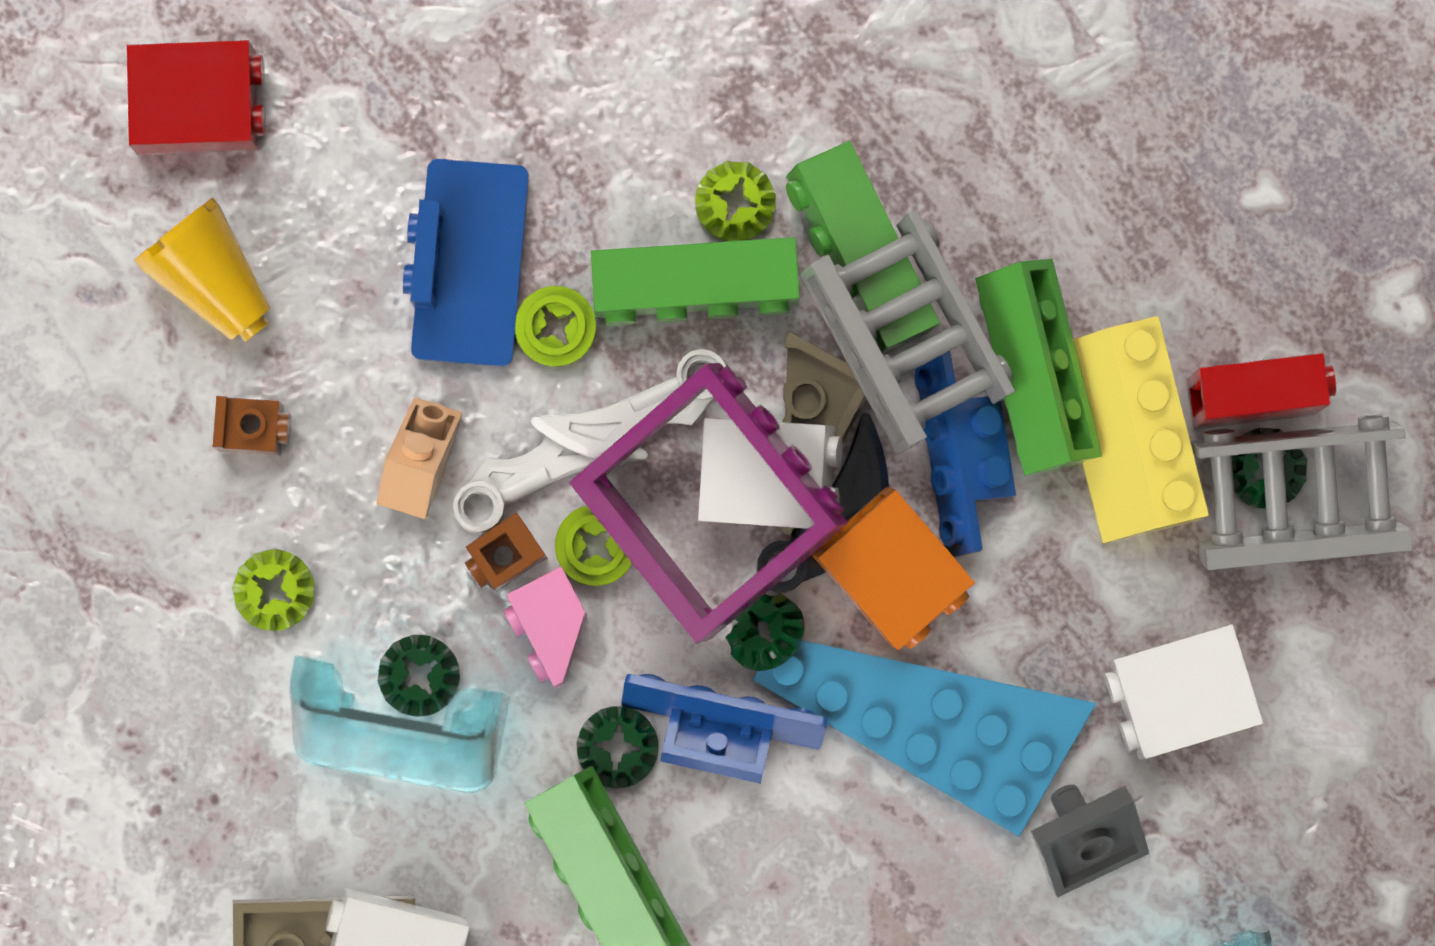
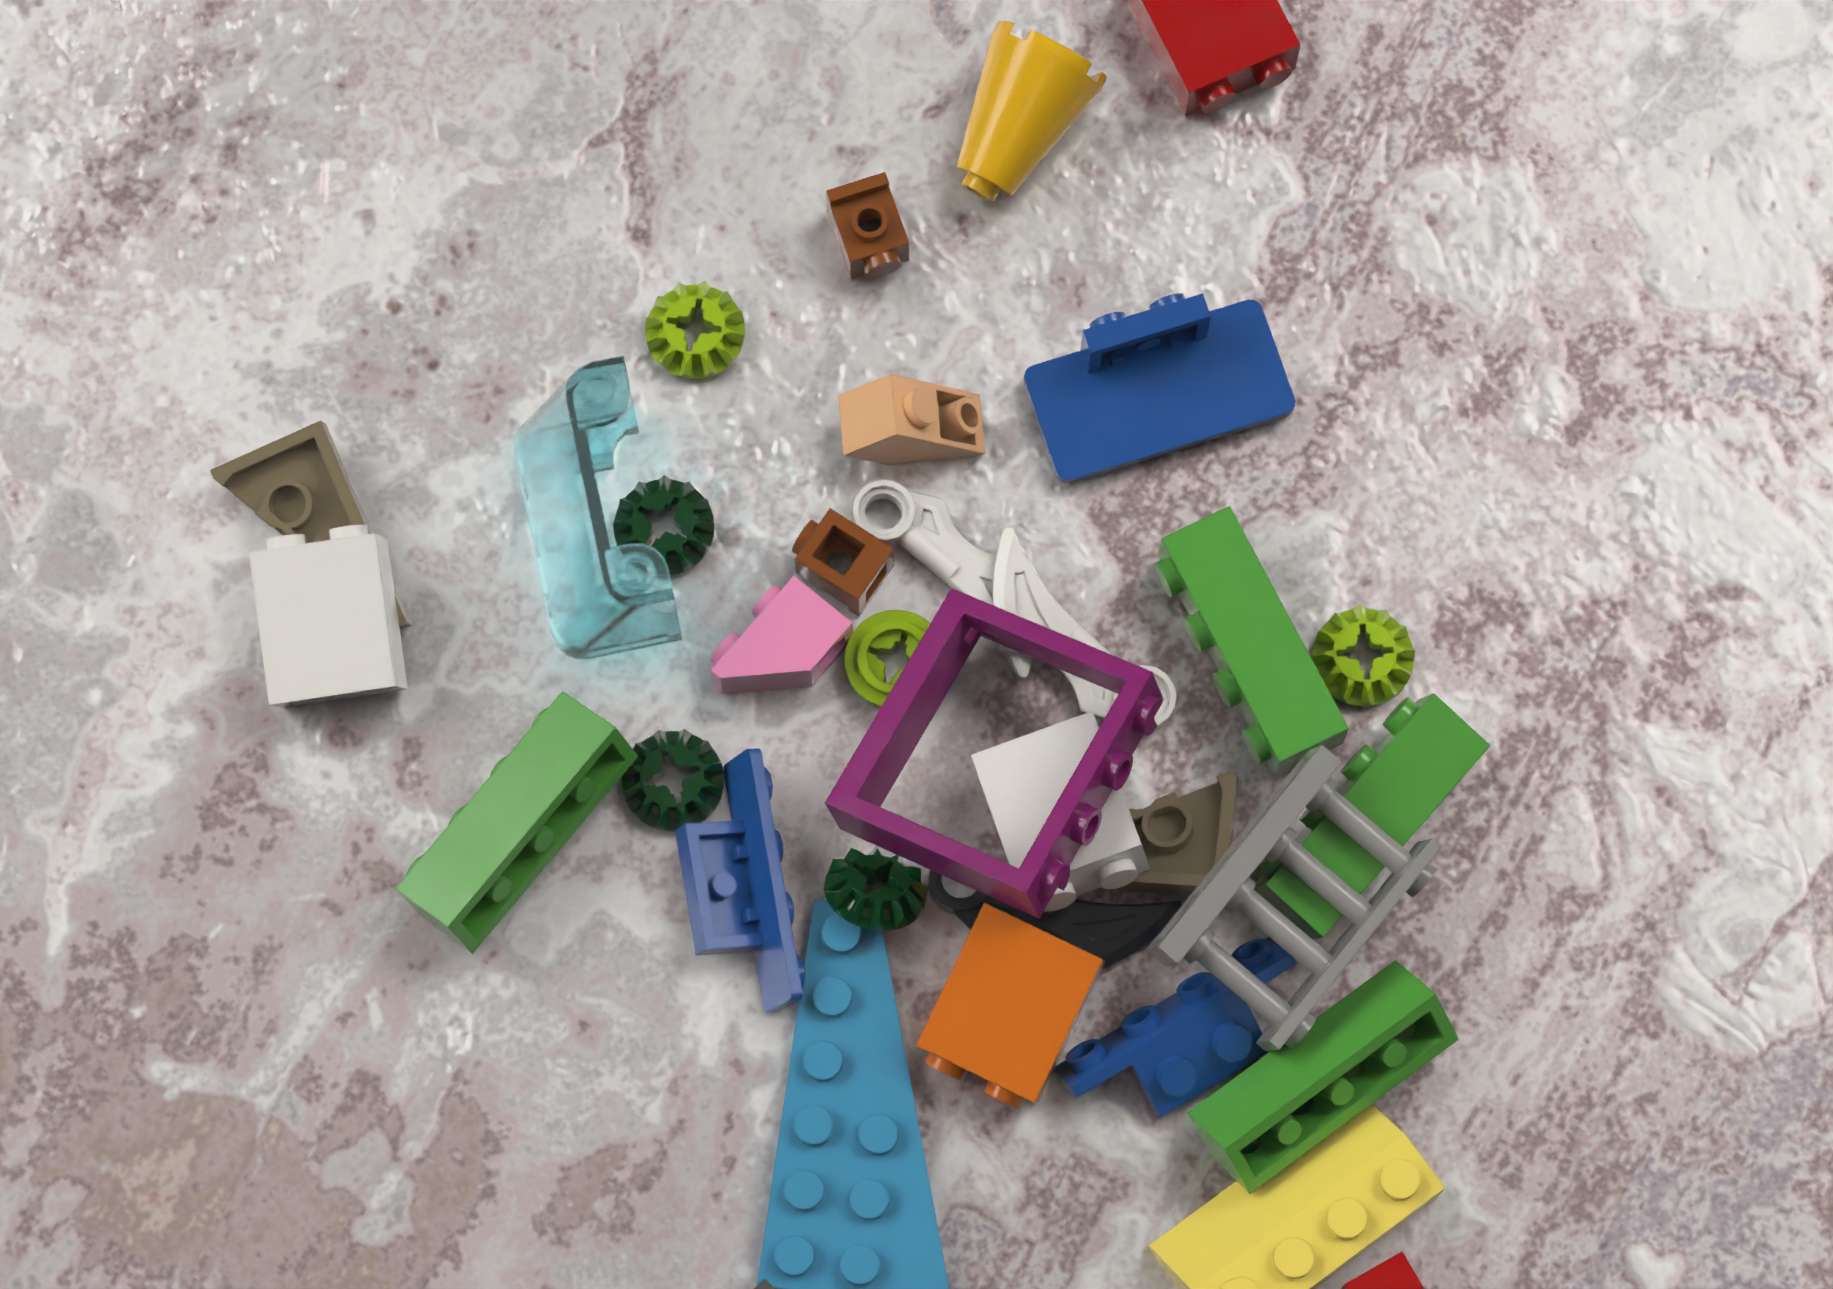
camera: 65 degrees right, 10 degrees down
(531, 322) = (1121, 487): lime gear -> none

